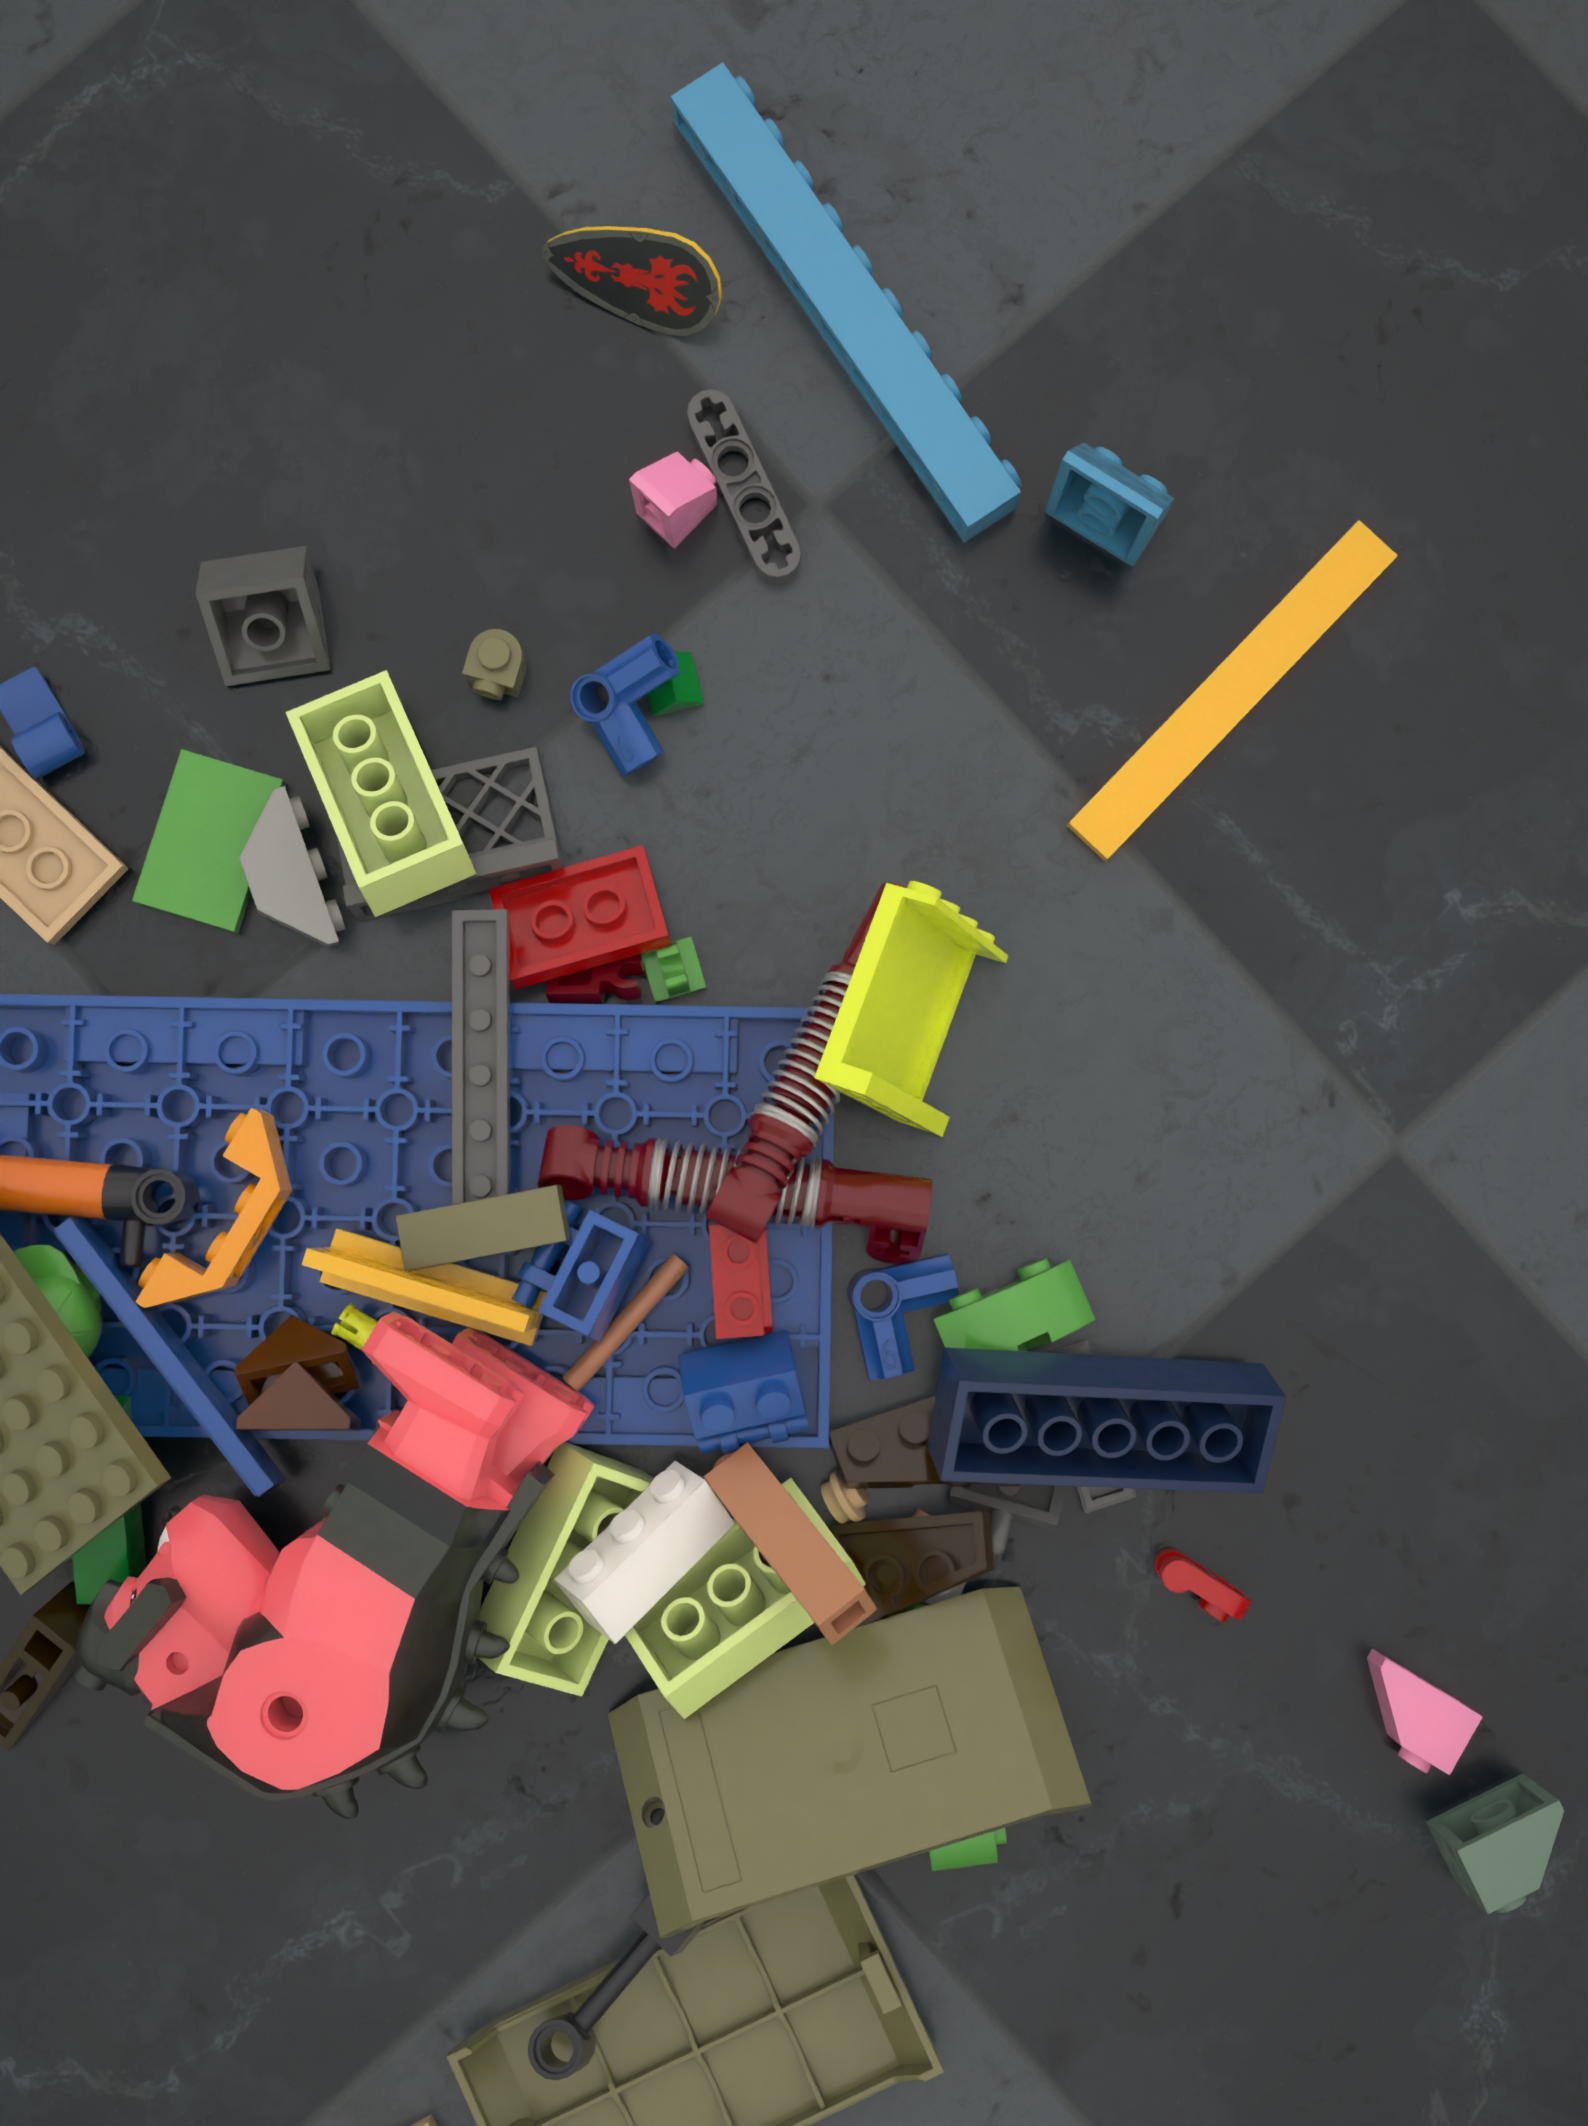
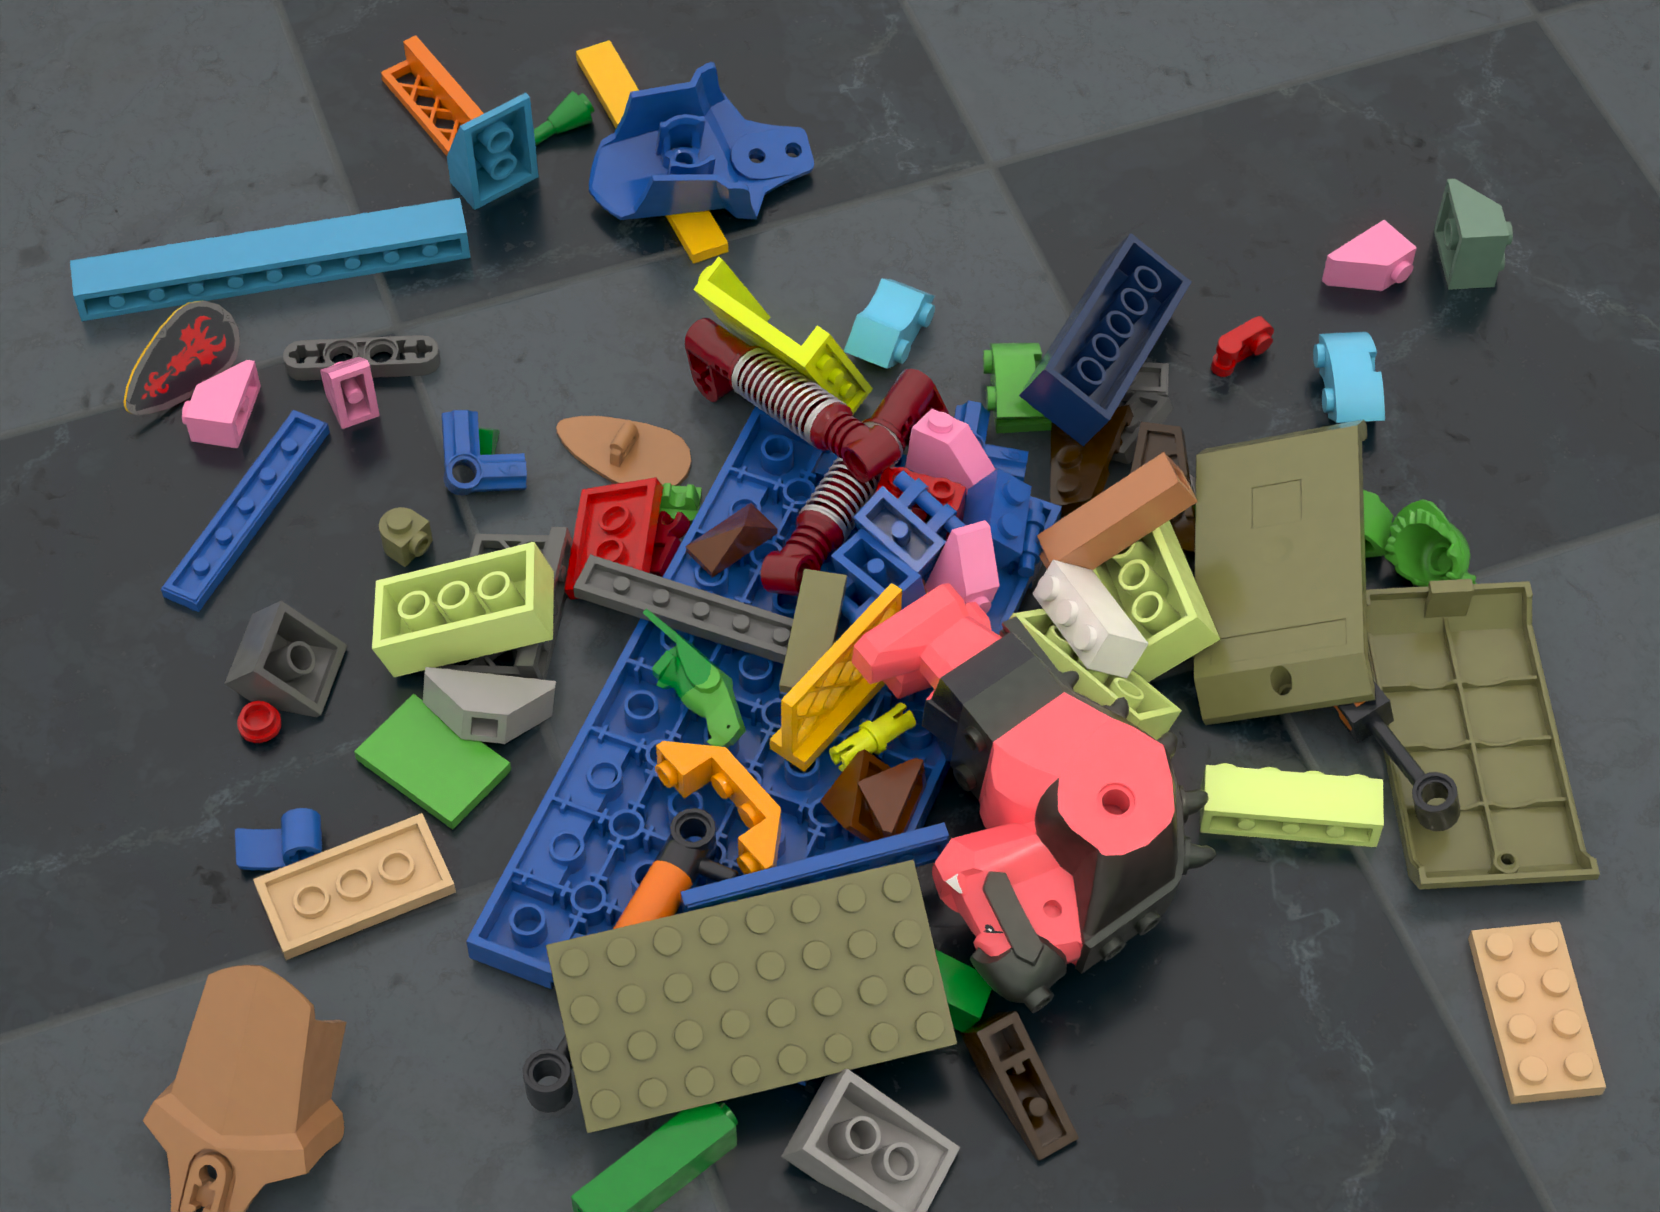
camera: 70 degrees left, 30 degrees down
(181, 623) = (259, 722): none -> red plate
(378, 1116) = (699, 686): none -> animal
(470, 460) = (245, 511): none -> blue tile
(516, 1863) = (1292, 805): none -> yellowish green brick
(596, 359) = (222, 406): none -> bright pink slope
(614, 1063) = (731, 539): none -> reddish brown slope
(635, 1382) = (968, 565): none -> bright pink slope
(654, 1286) = (901, 530): none -> blue brick
(735, 872) = (626, 449): none -> medium nougat shield
(832, 1290) = (947, 449): none -> bright pink slope
(951, 1927) = (1427, 546): none -> bright green hair
(1050, 1120) = (890, 323): none -> medium azure brick
(1208, 388) = (436, 84): none -> orange fence
(1209, 1739) = (1349, 376): none -> medium azure brick
(1213, 767) = (693, 153): none -> blue piece
(1241, 561) = (569, 114): none -> green cone

